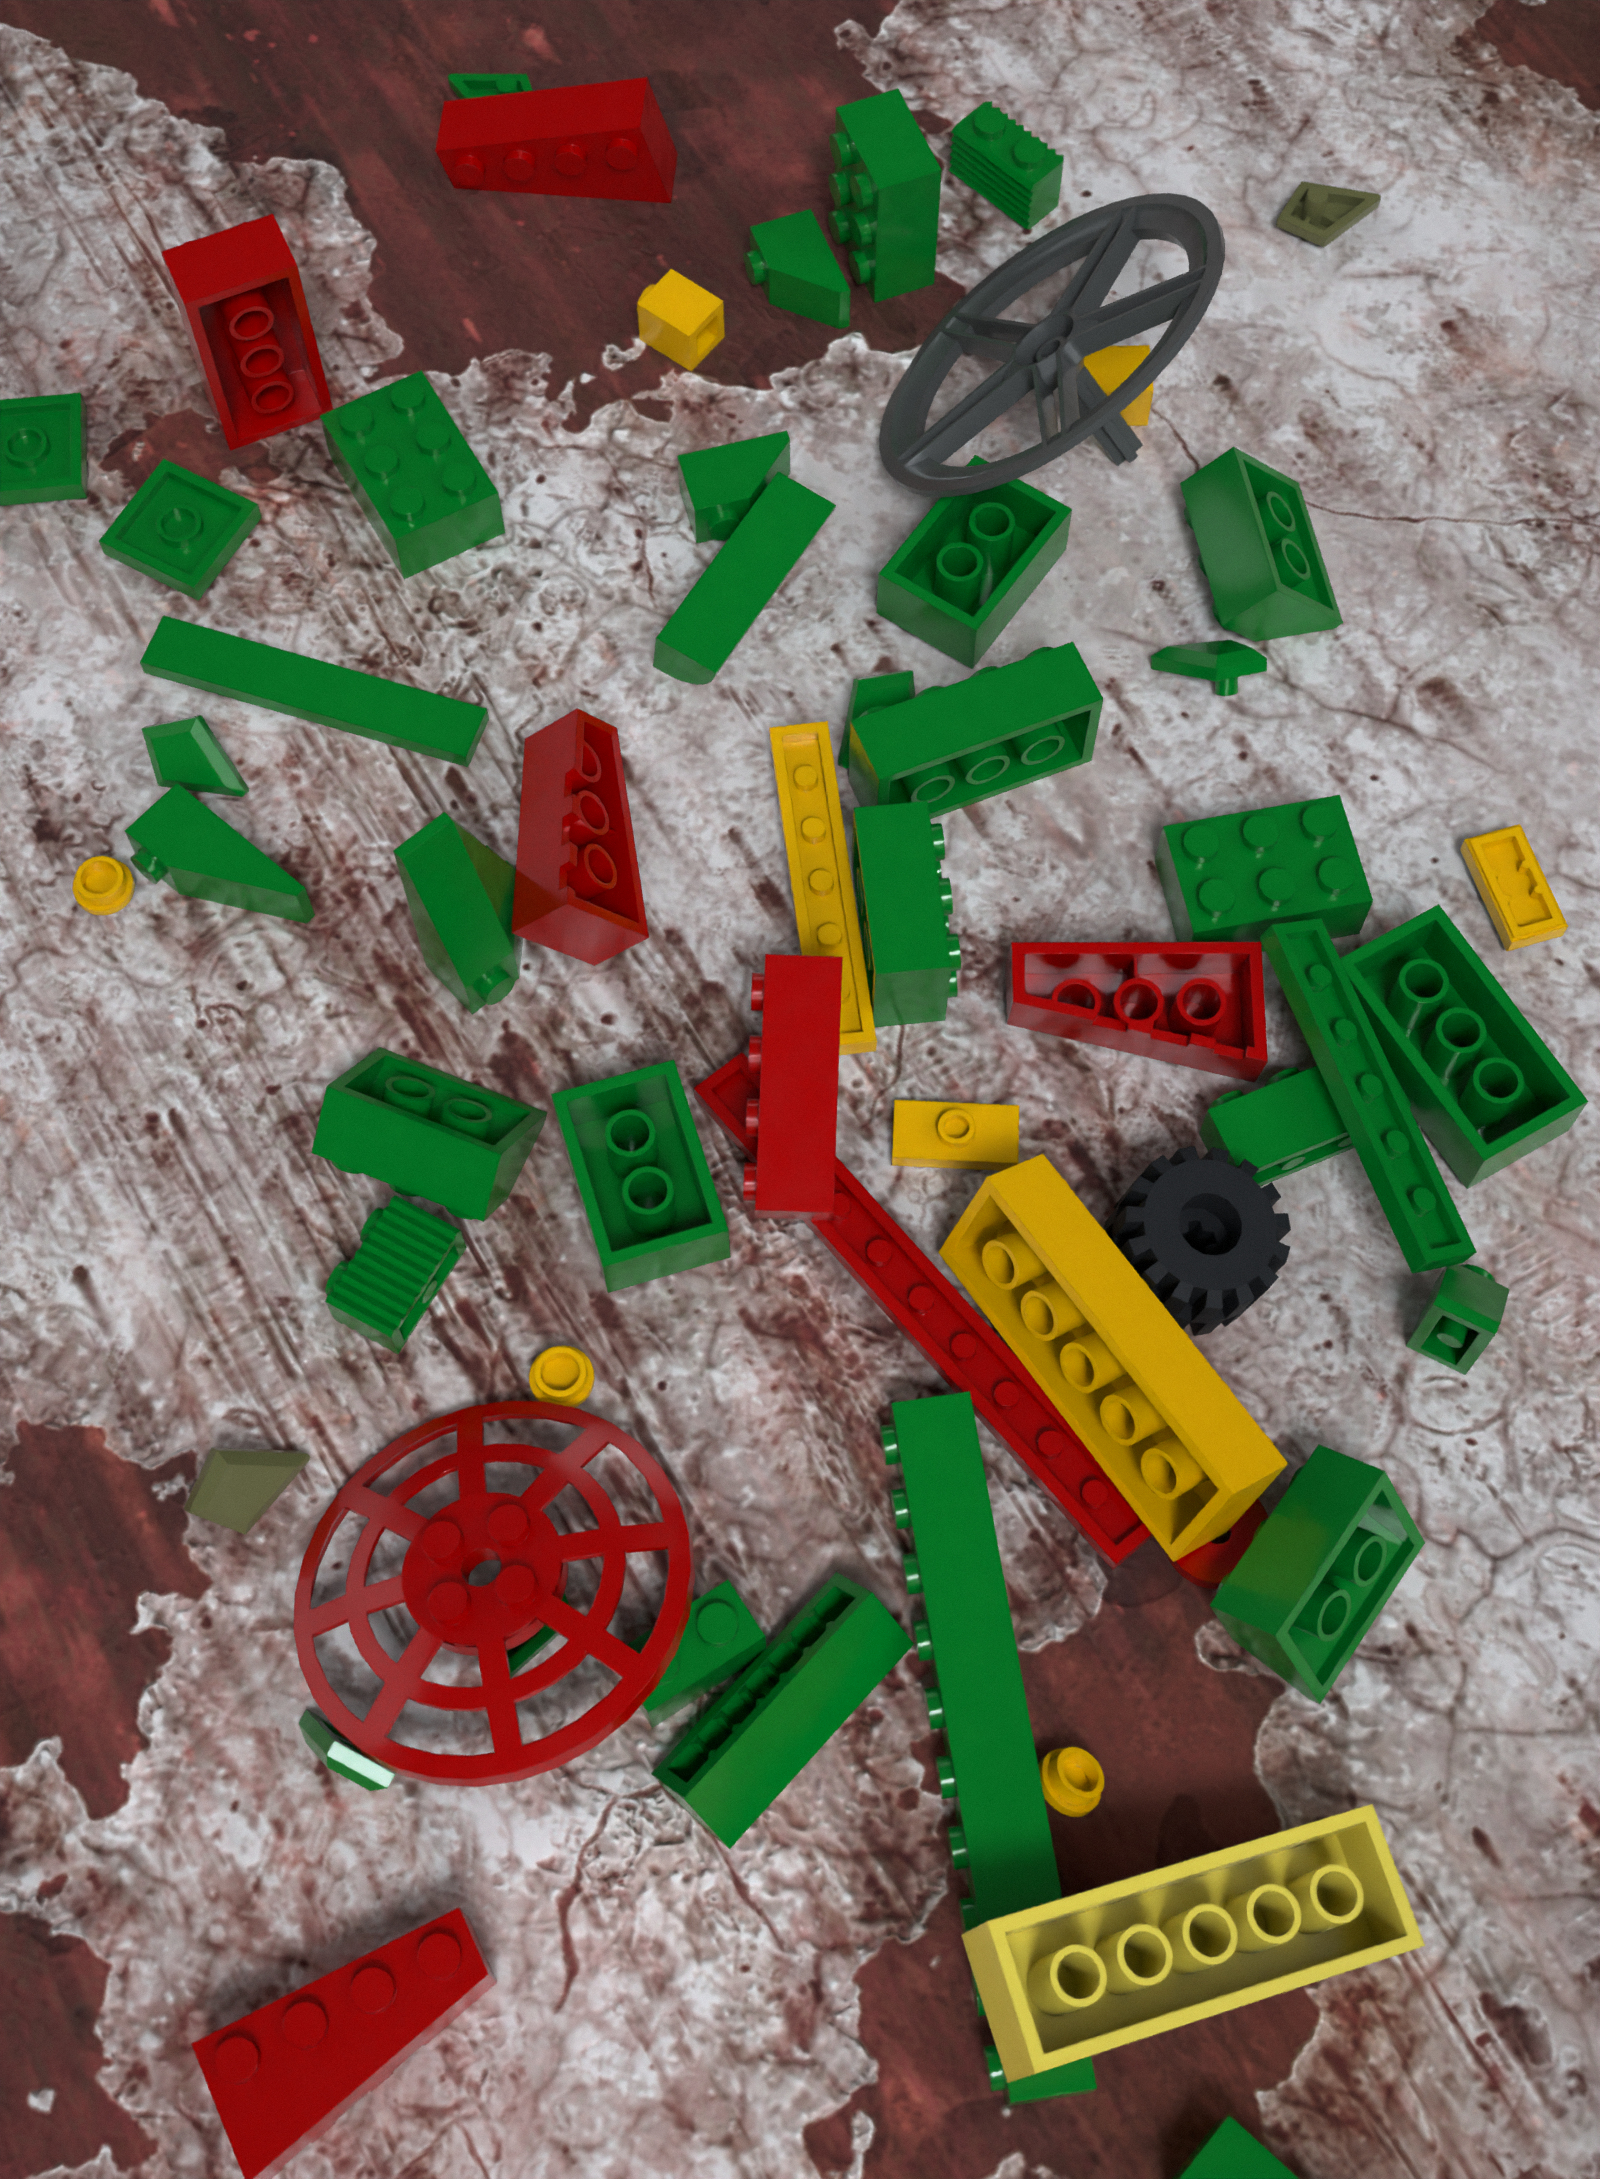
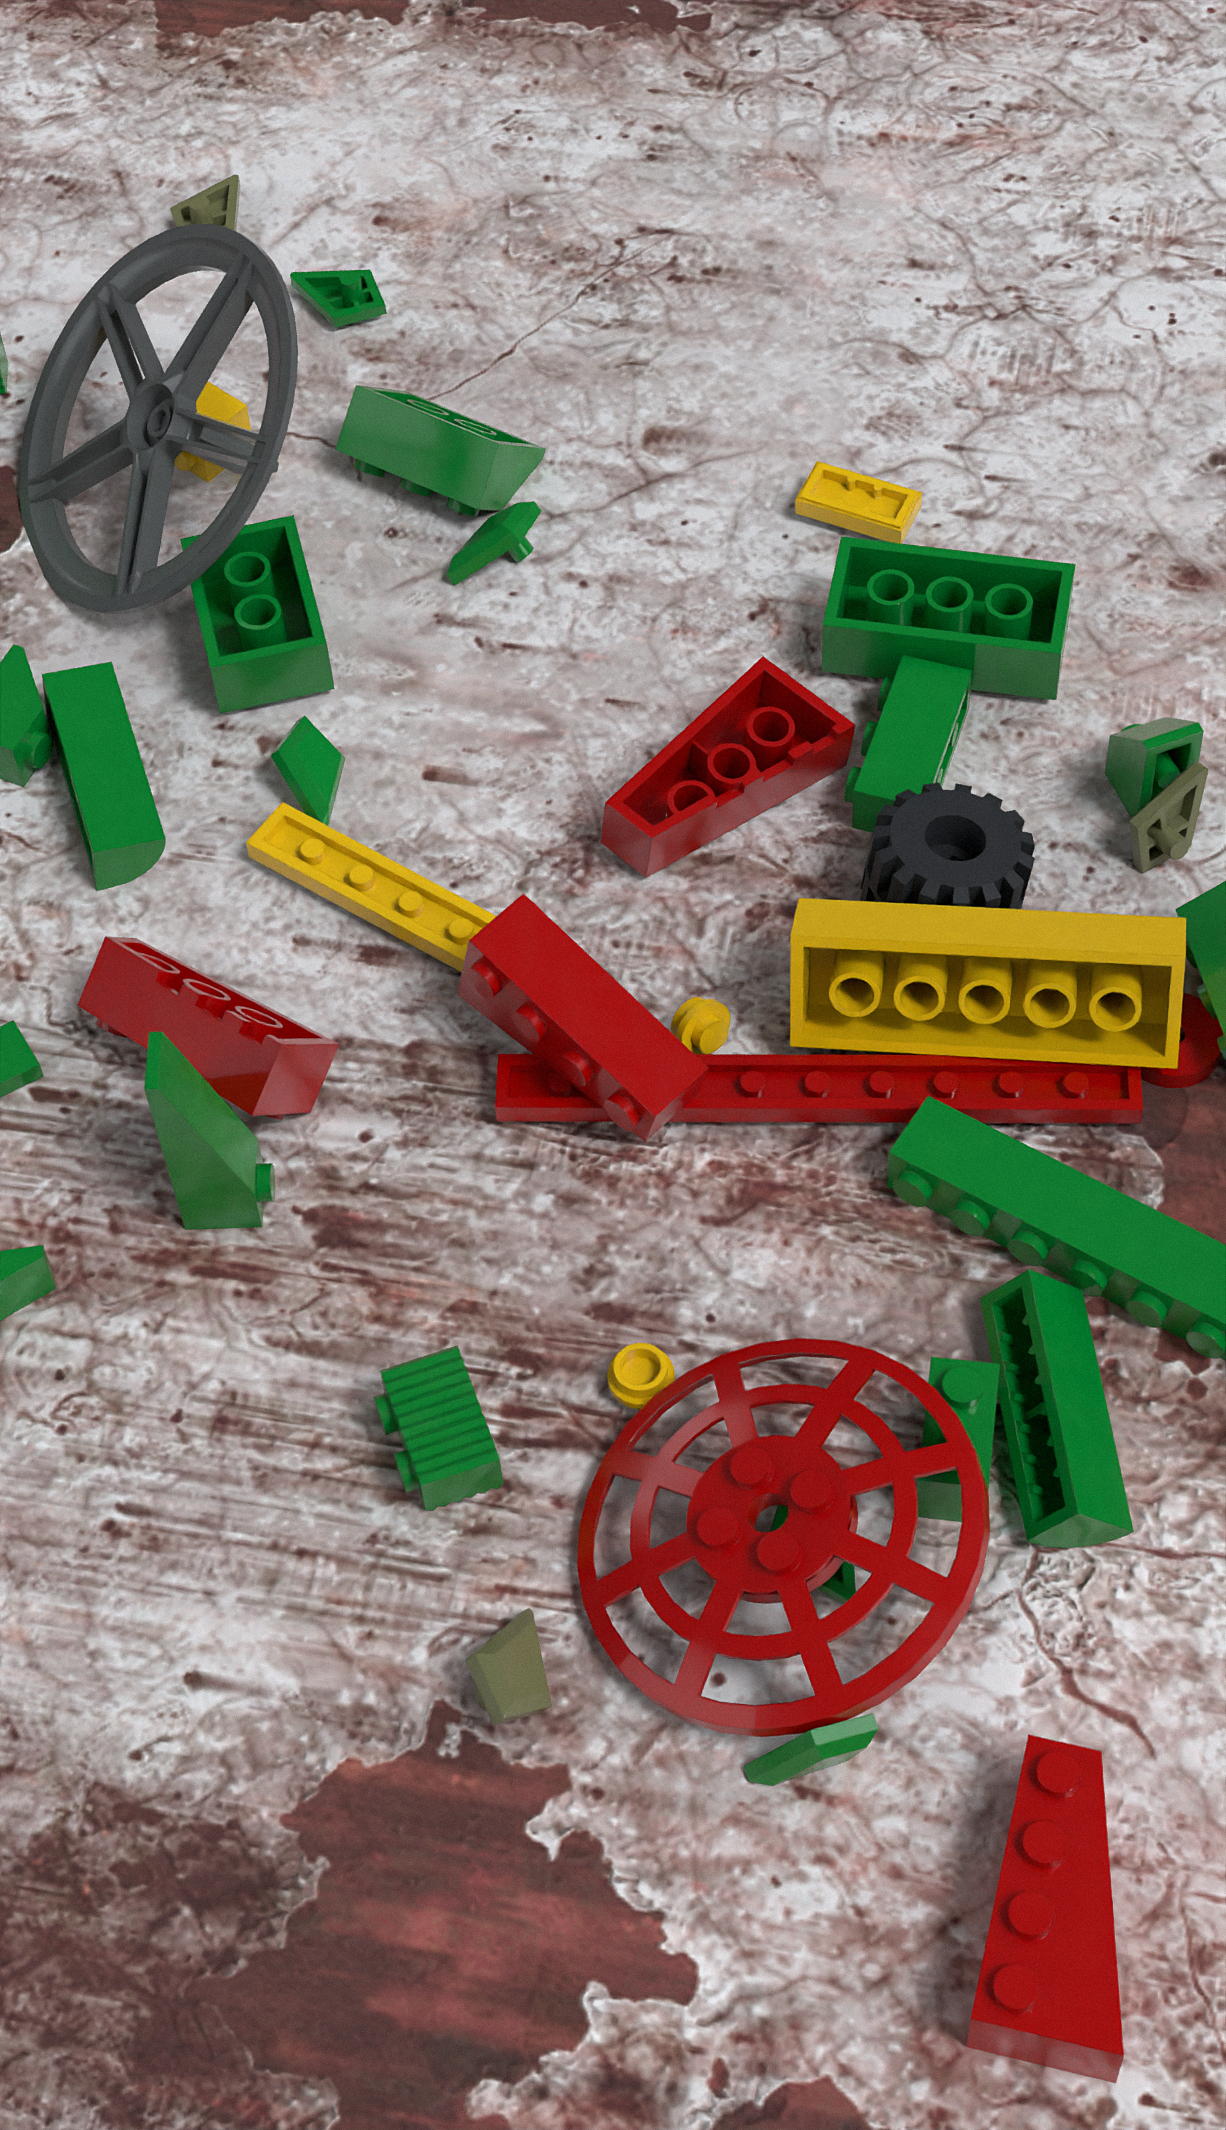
camera: 45 degrees left, 10 degrees down
(426, 1133) = (344, 1321): green slope -> none
(641, 1176) = (535, 1190): green brick -> none
(899, 1173) = (701, 1024): none -> yellow plate
(904, 913) = (498, 849): green brick -> none
(955, 1135) = (705, 968): yellow plate -> none
(978, 734) = (405, 716): green brick -> none
(1263, 868) = (700, 630): green brick -> none
(1342, 362) = (341, 295): none -> green piece
(1367, 1096) = (943, 680): green plate -> none
(1417, 1370) = (1168, 821): none -> olive piece

